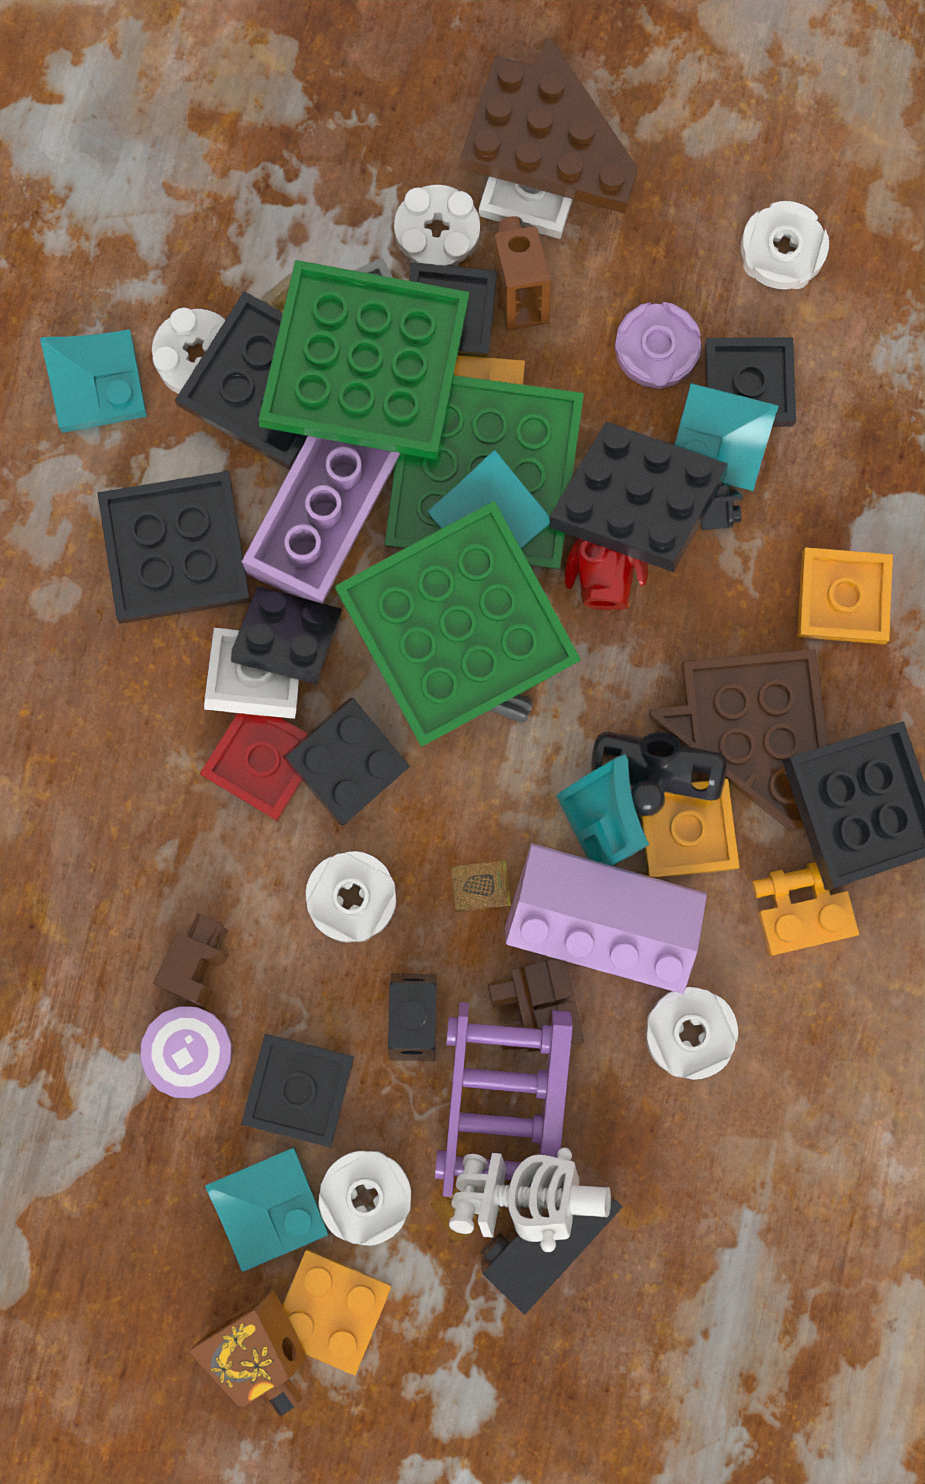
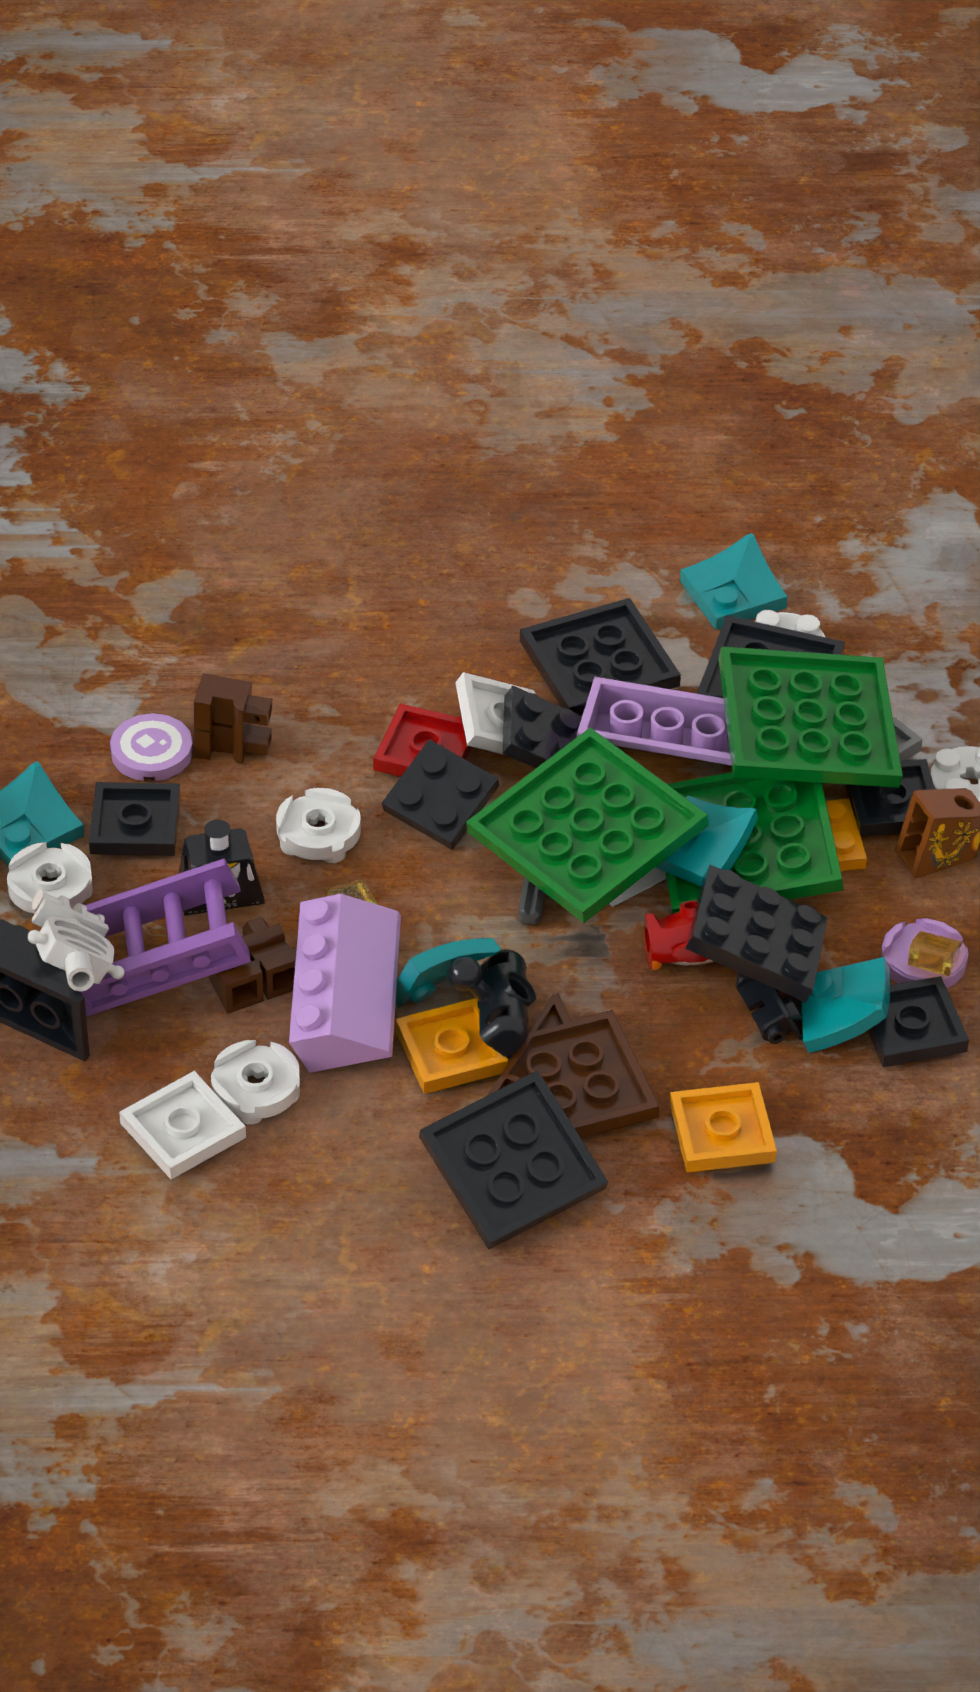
camera: 80 degrees right, 35 degrees down
(674, 333) = (933, 953): none -> clear yellow slope
(736, 1117) = (182, 1125): none -> white plate
(807, 922) = (385, 1150): light orange plate -> none

